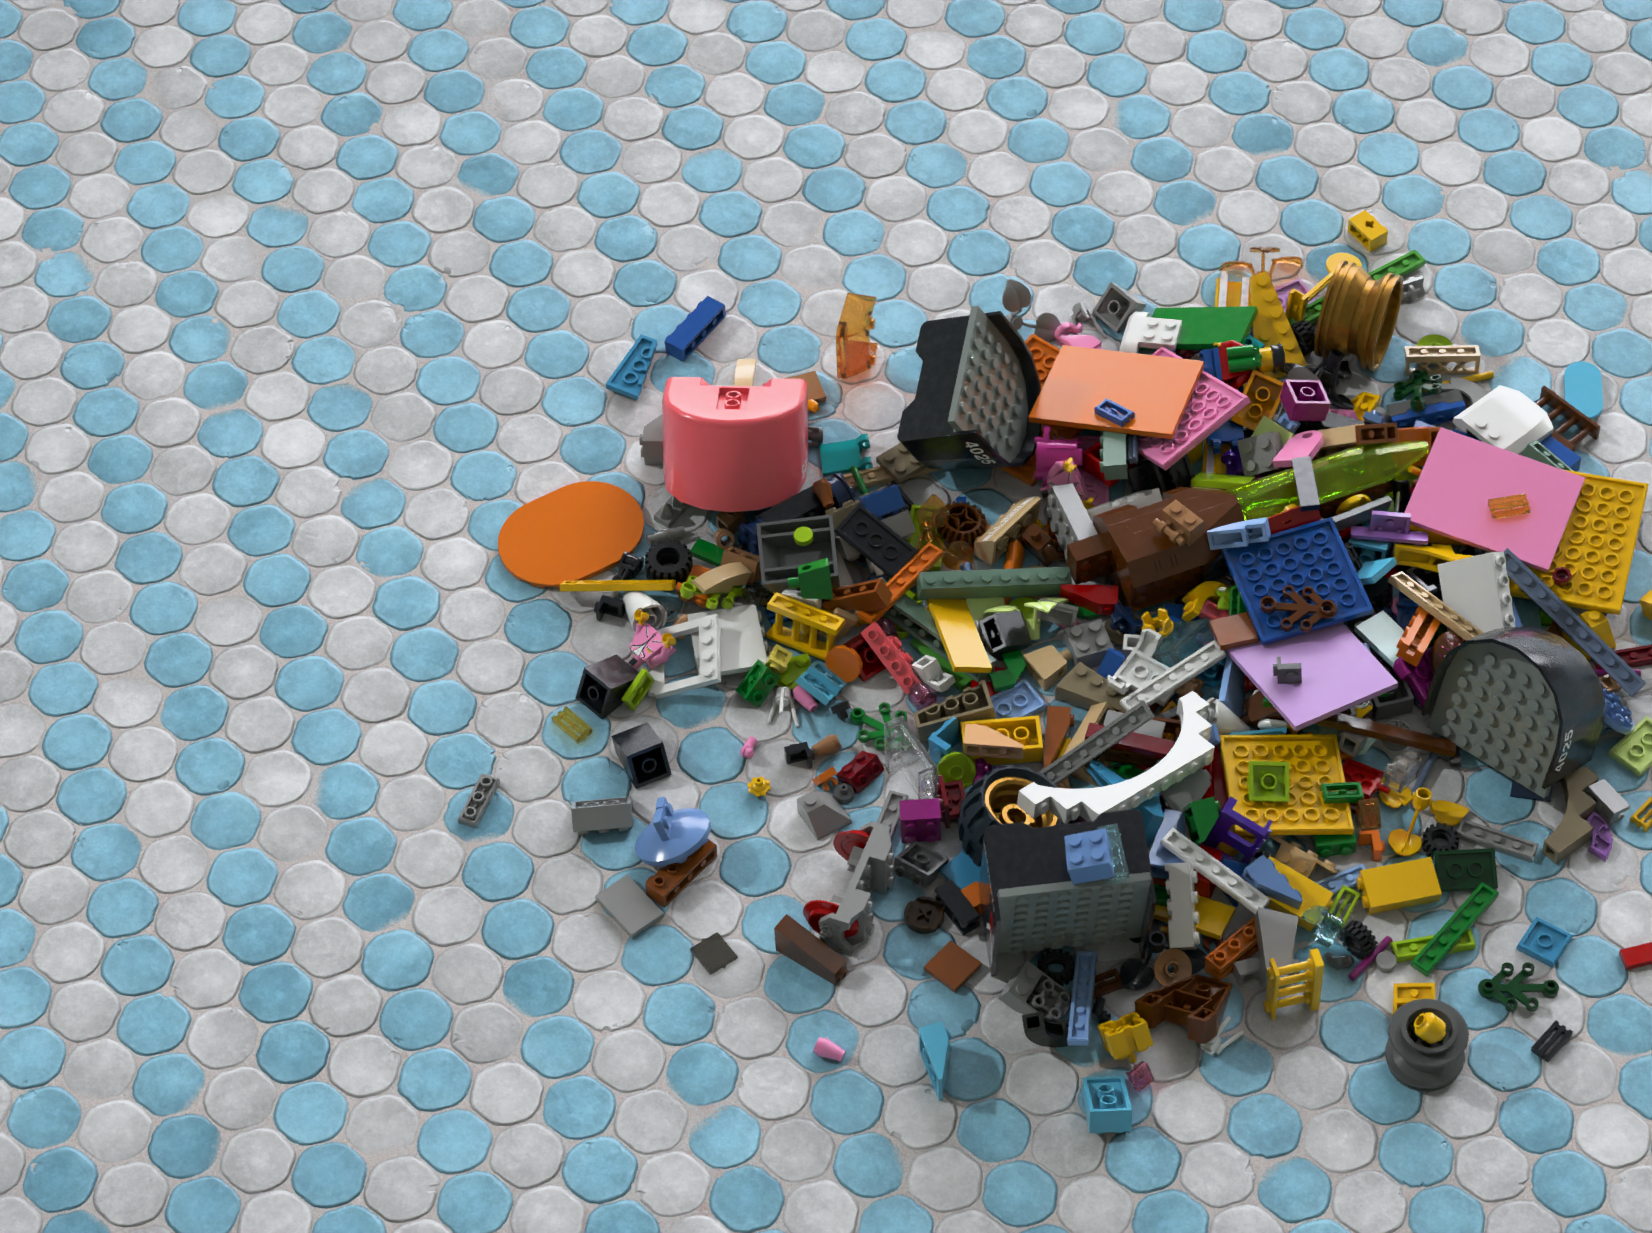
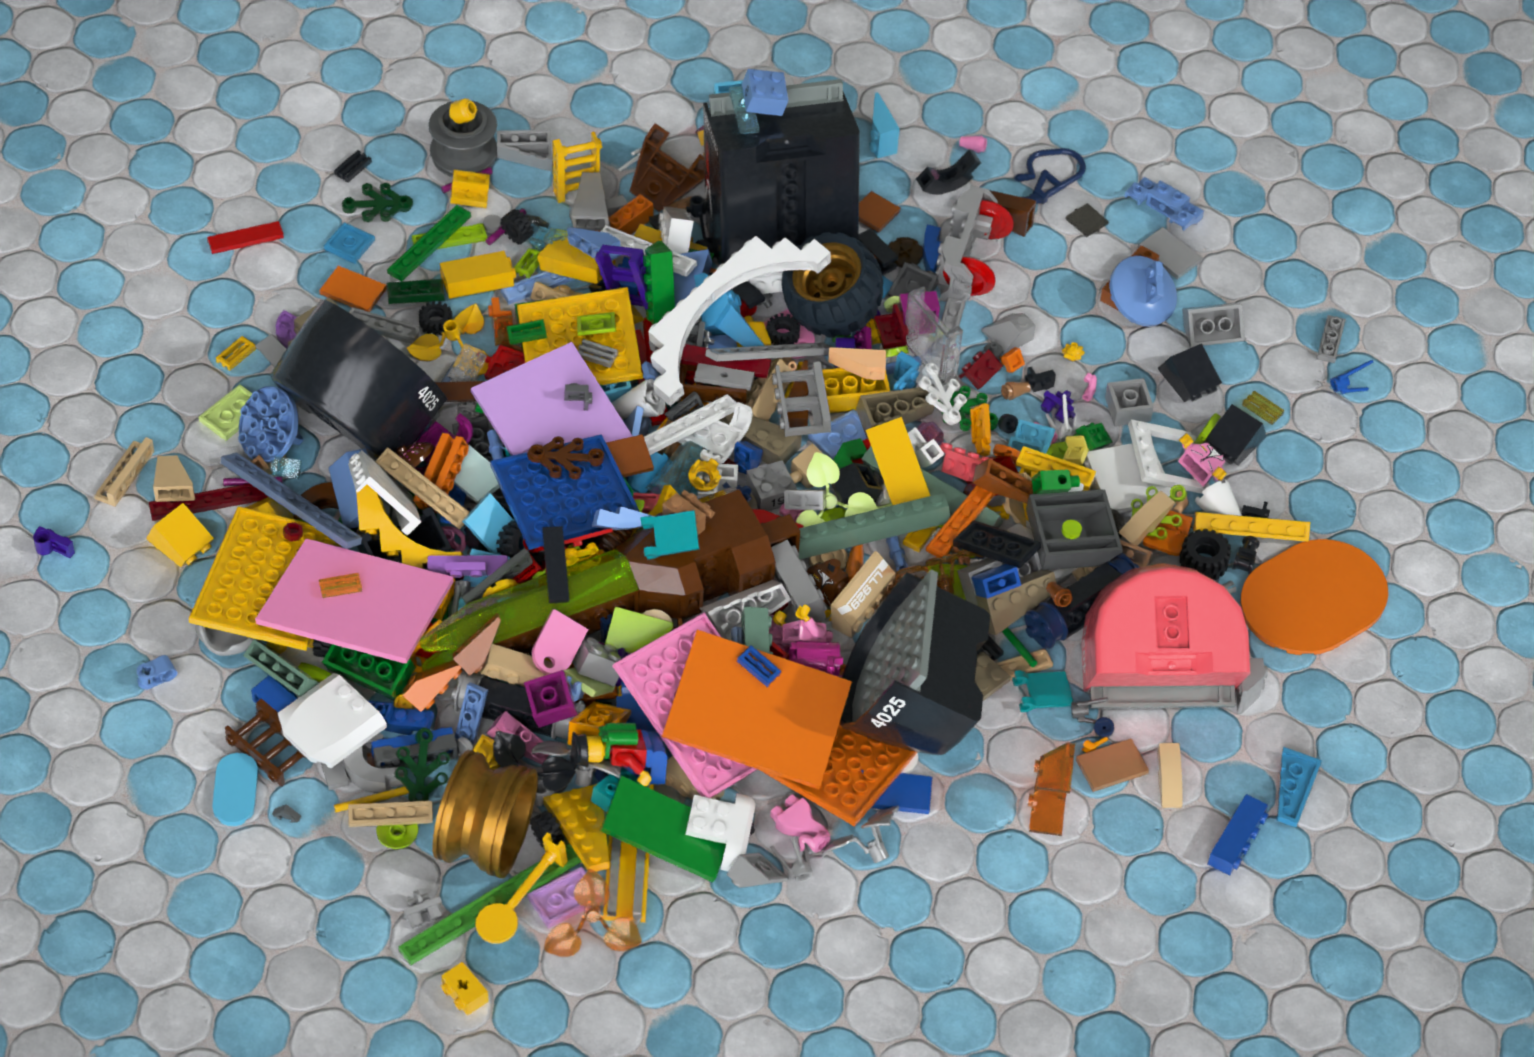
camera: 170 degrees right, 0 degrees up
(482, 744) = (1342, 381): none -> blue plant
(620, 966) = (1166, 201): none -> medium blue bracket
(712, 720) = (1129, 401): none -> light grey brick
(761, 980) = (1039, 195): none -> dark blue piece
(784, 726) = (1051, 401): none -> dark purple hips
(866, 999) = (951, 178): none -> black arch
(870, 699) = (981, 429): none -> light orange hinge
(894, 909) = (931, 247): none -> blue slope
(900, 704) = (951, 414): none -> white plant
(944, 844) = (888, 304): none -> yellowish green tile
(1041, 710) = (815, 401): none -> light grey window
(1197, 498) = (672, 533): none -> teal flag
(1266, 752) = (598, 351): none -> light grey tile
(1352, 1047) = (526, 147): none -> light grey wedge
(1533, 883) = (353, 289): none -> orange tile
(1534, 367) = (286, 812): none -> dark grey tile

